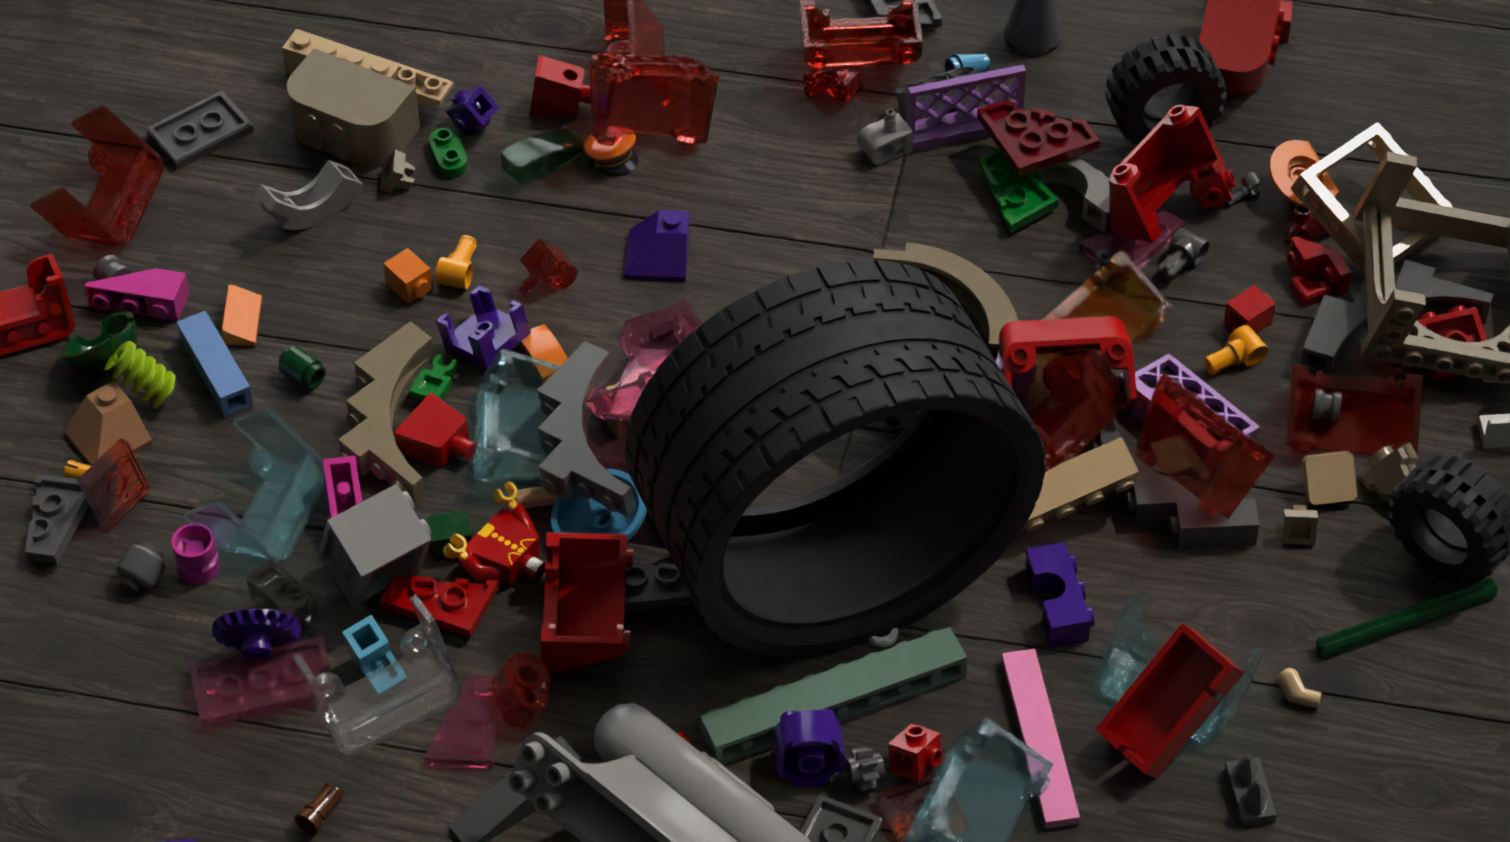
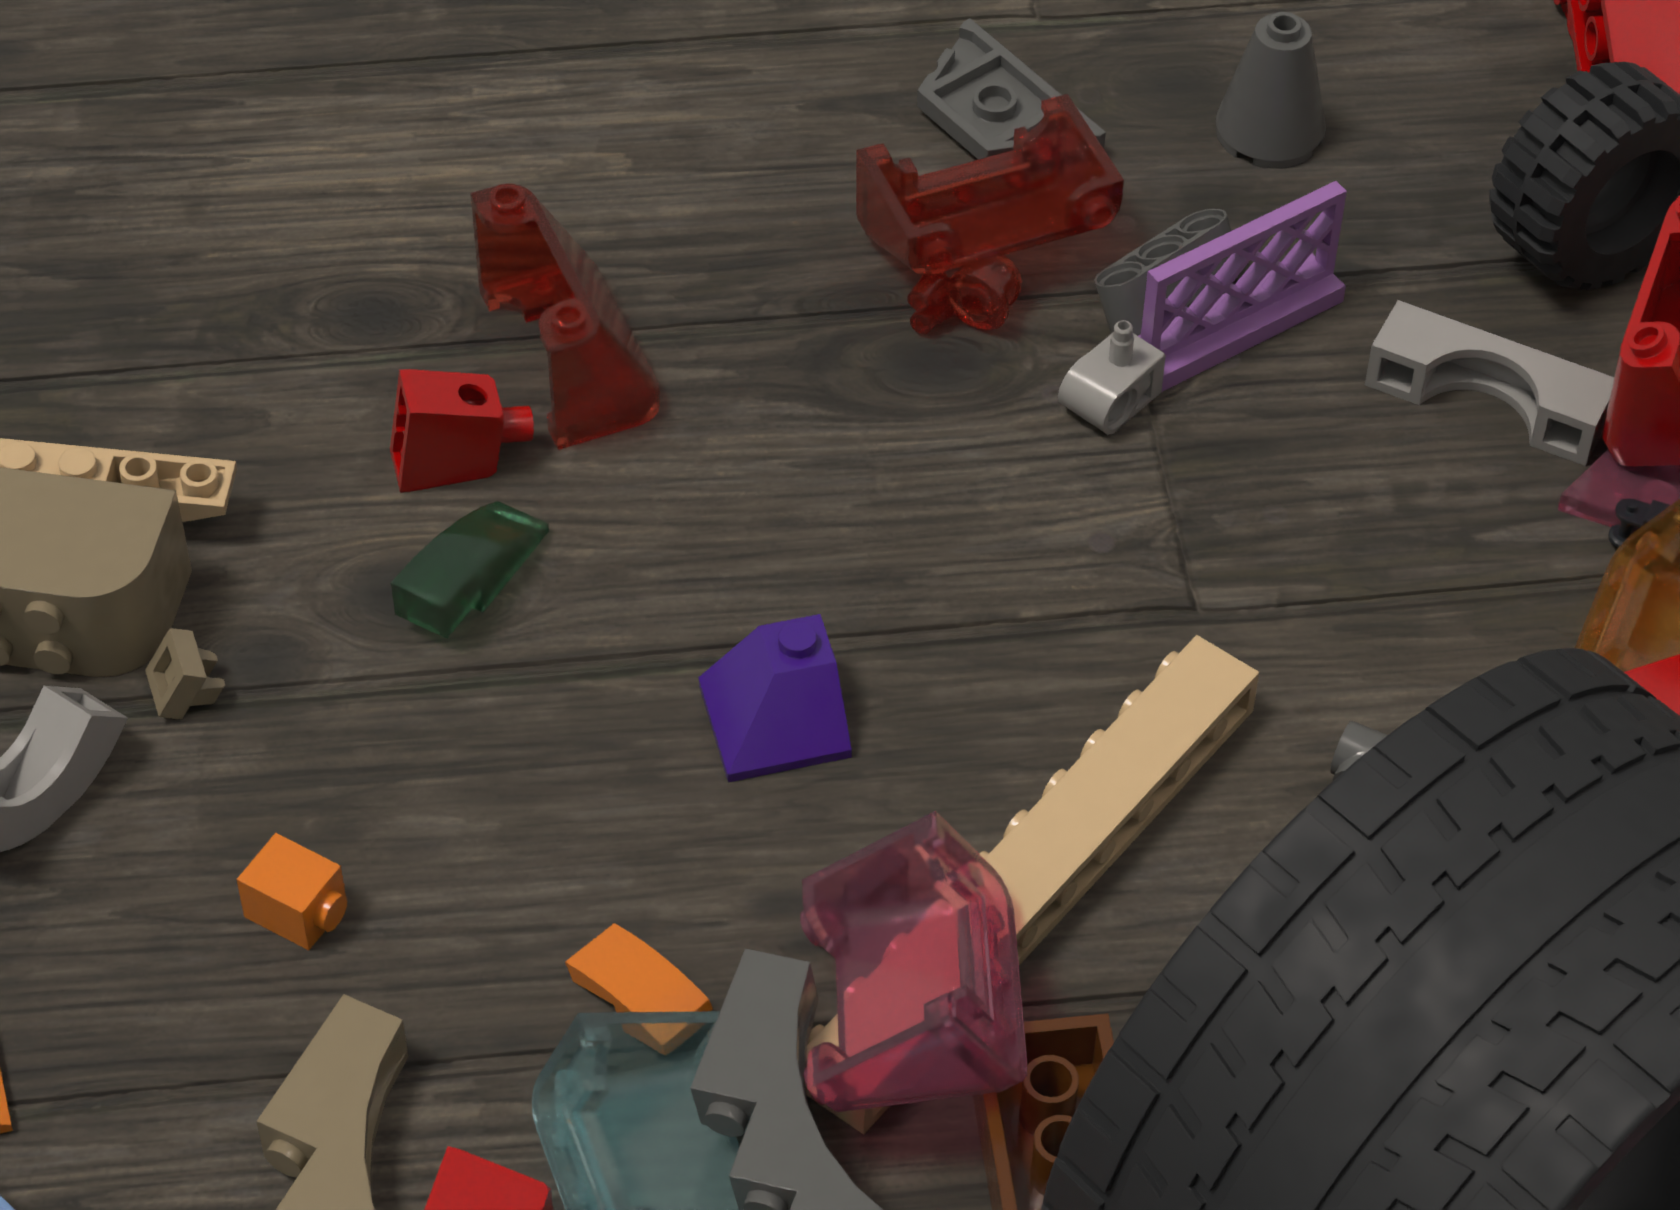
camera: 20 degrees left, 0 degrees up
(301, 367) = (138, 1158): dark green brick -> none
(435, 381) = (436, 1116): green plate -> none
(448, 152) = (260, 598): green plate -> none
(457, 268) = (385, 848): light orange pin -> none
(472, 109) = (292, 508): dark purple brick -> none
(485, 331) = (505, 973): dark purple panel -> none
(547, 265) = (576, 799): clear red piece -> none
(612, 159) = (599, 523): orange piece -> none
(651, 97) = (656, 401): clear red windscreen -> none
(966, 281) = (1360, 619): dark tan arch -> none
(979, 61) = (1178, 203): dark azure cone -> none
(1017, 198) = (1392, 421): green wing -> none
(1035, 137) = (1397, 313): dark red plate -> none

